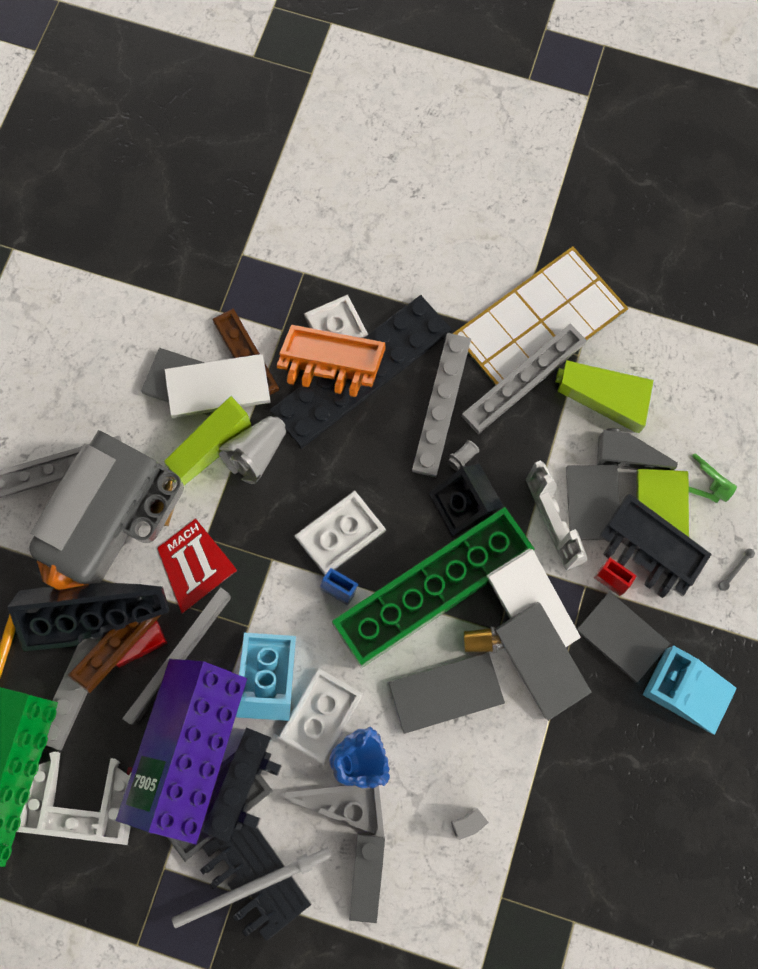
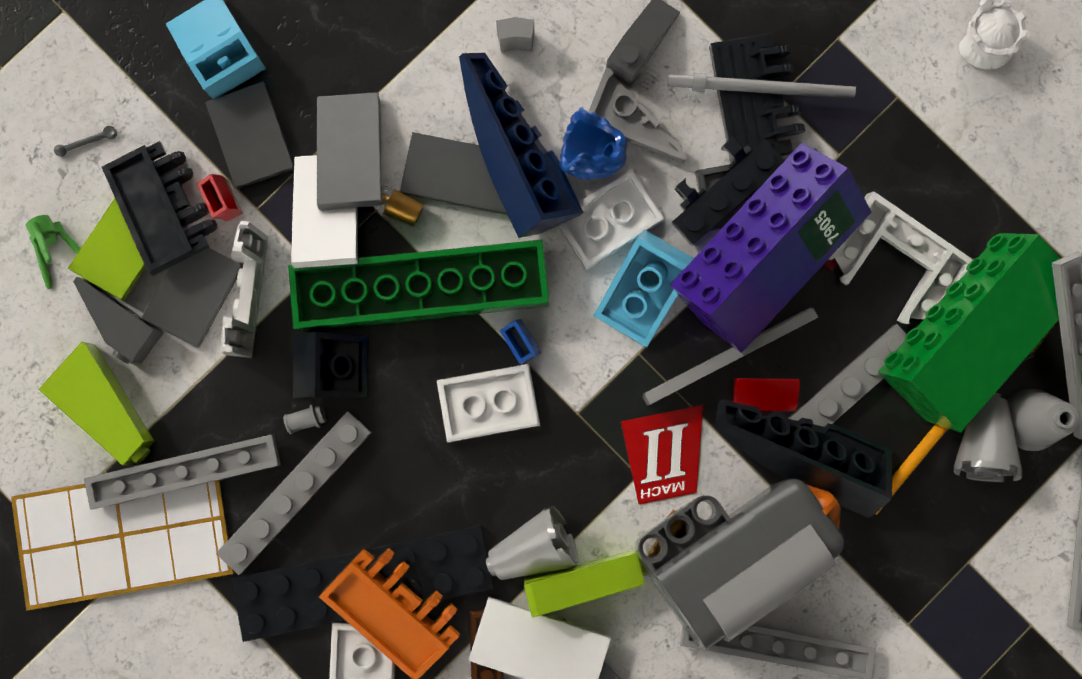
camera: 150 degrees left, 10 degrees up
(108, 654) = (808, 393): reddish brown tile -> none
(415, 722) = (520, 167): none -> dark blue wedge

